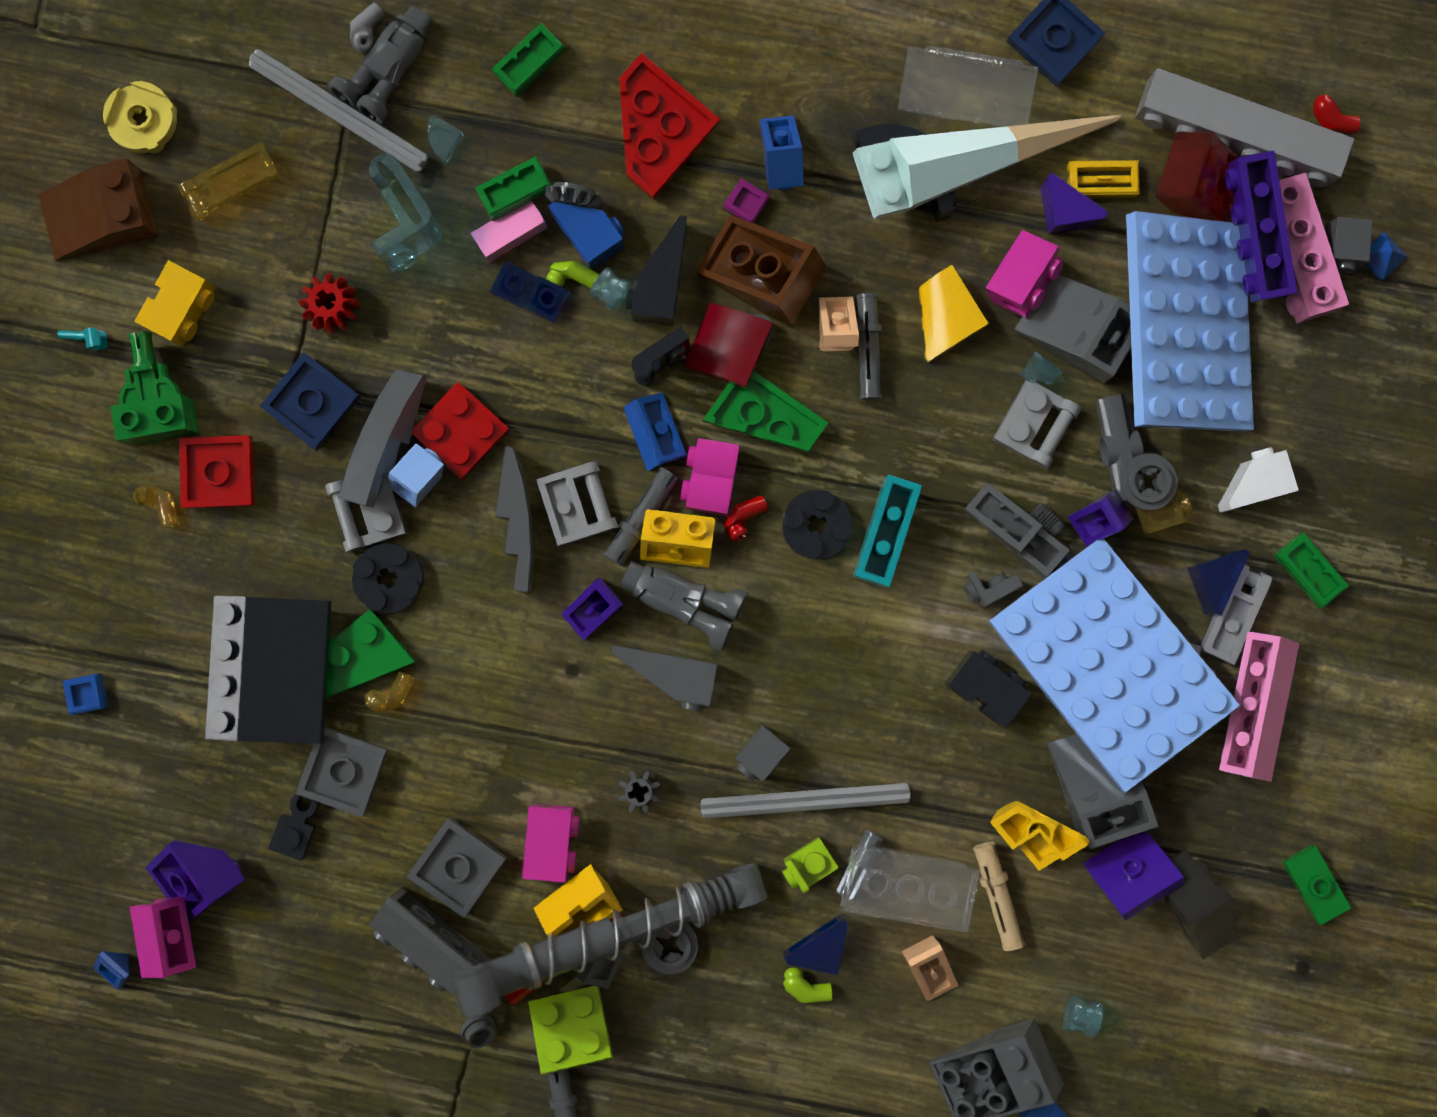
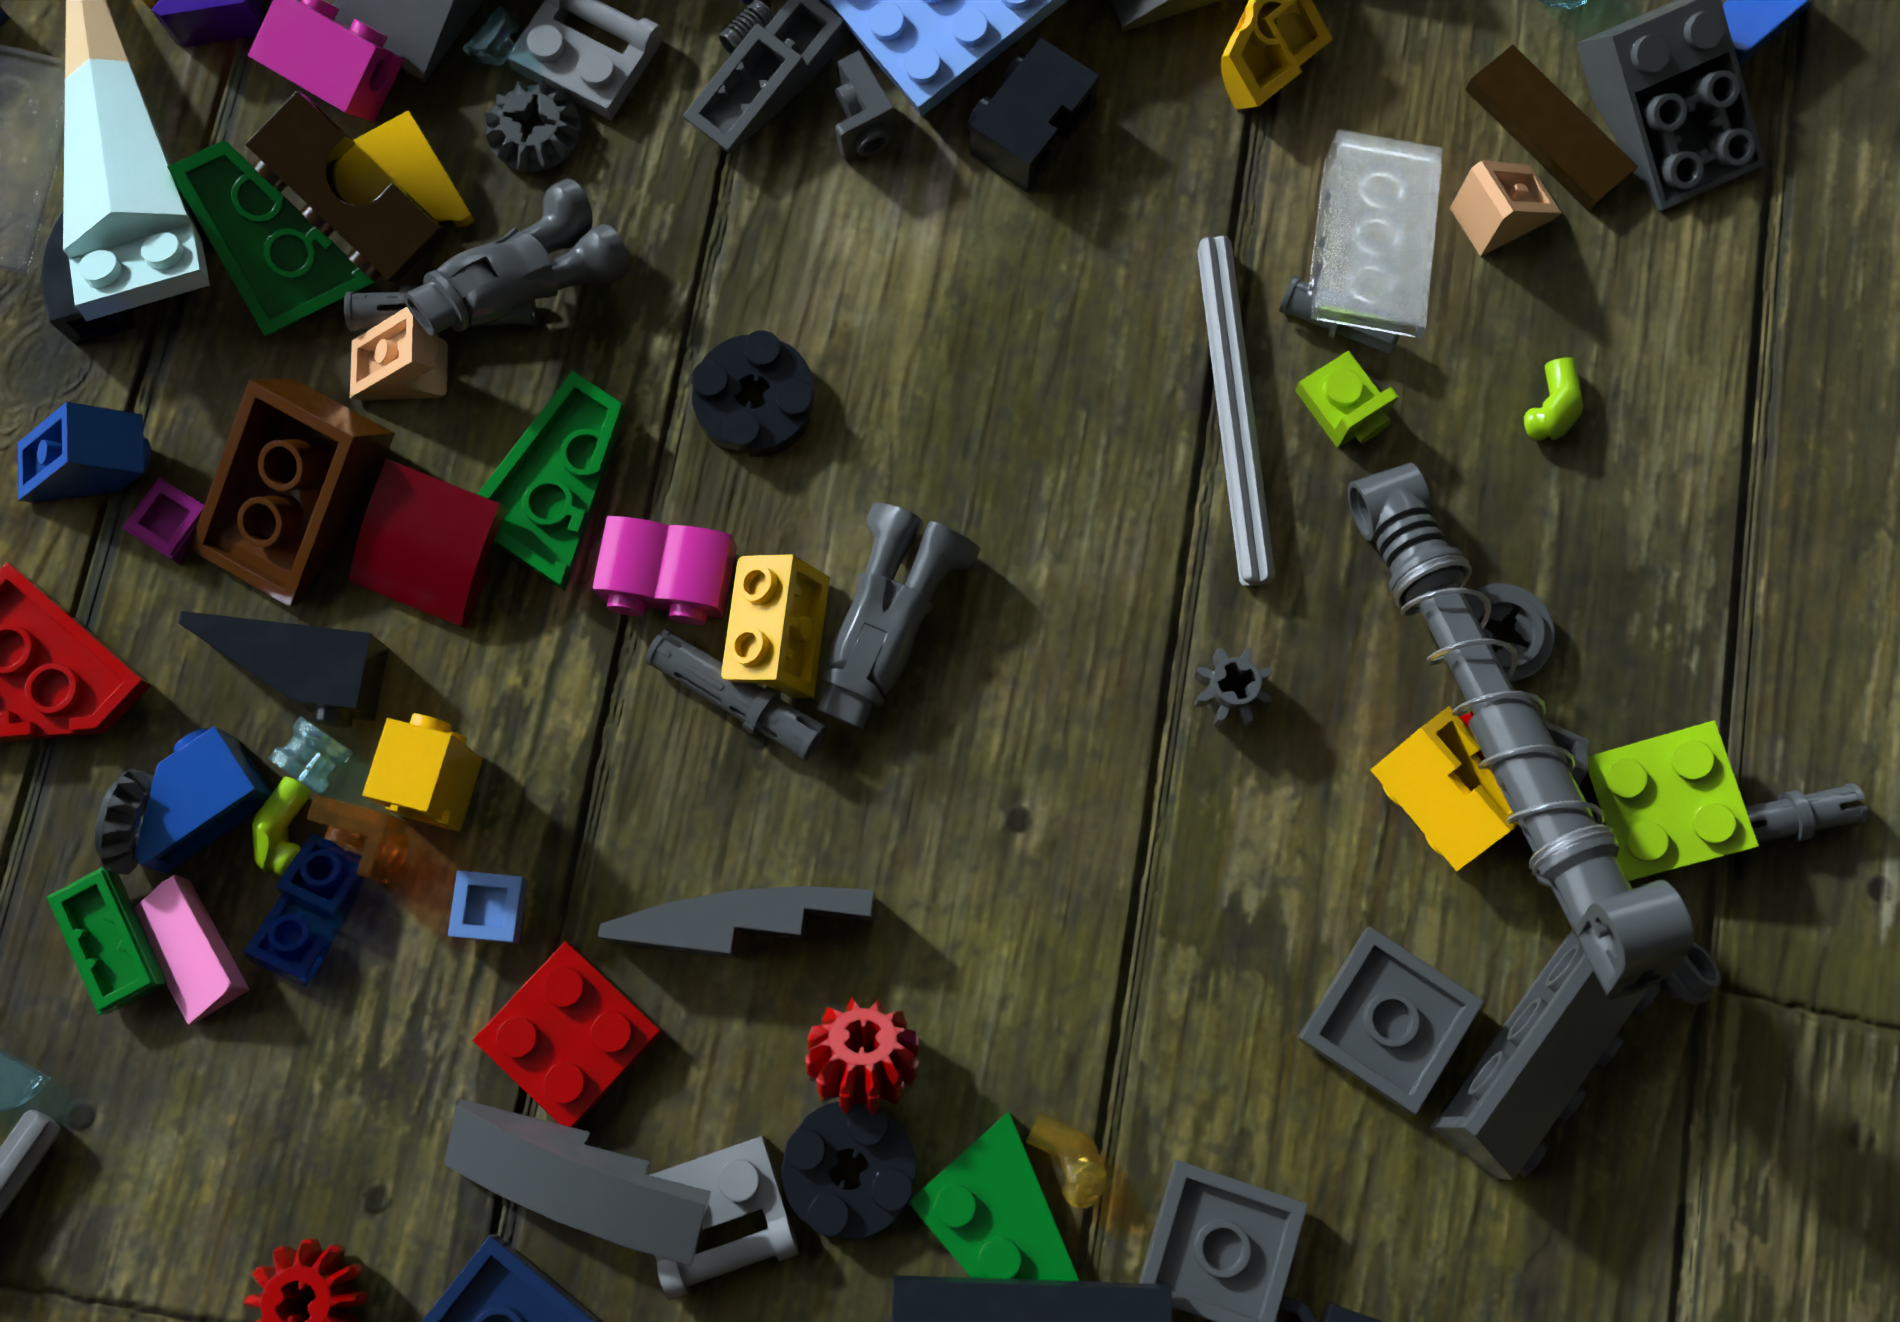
camera: 85 degrees left, 10 degrees down
(409, 240) = (124, 1138): clear light blue piece -> none
(416, 474) = (649, 1114): light blue brick -> none
(430, 585) = (862, 1056): none -> red gear
(527, 386) = (487, 907): none -> medium blue plate
(549, 842) = (1335, 846): dark pink brick -> none
(565, 506) = (716, 830): light grey plate -> none
(571, 314) = (353, 825): none -> clear orange bracket
(592, 608) = (902, 774): dark purple slope -> none
(594, 351) = (423, 772): none -> yellow brick
(654, 431) = (579, 677): blue slope -> none
(666, 352) = (435, 646): black plate -> none
(676, 676) = (1025, 625): dark grey slope -> none
(740, 514) = (730, 518): red arm -> none
(761, 754) = (1157, 477): dark grey brick -> none
(821, 948) = (1486, 373): clear blue slope -> none
(885, 389) = (517, 269): none -> dark grey piece
(886, 531) = (765, 269): teal brick -> none
(906, 246) = (263, 240): none -> green wing
(911, 311) = (302, 151): none -> dark brown arch
(972, 403) = (548, 143): none -> dark grey gear
(981, 999) = (1551, 127): none -> dark brown tile
(994, 881) = (1438, 84): tan pin -> none

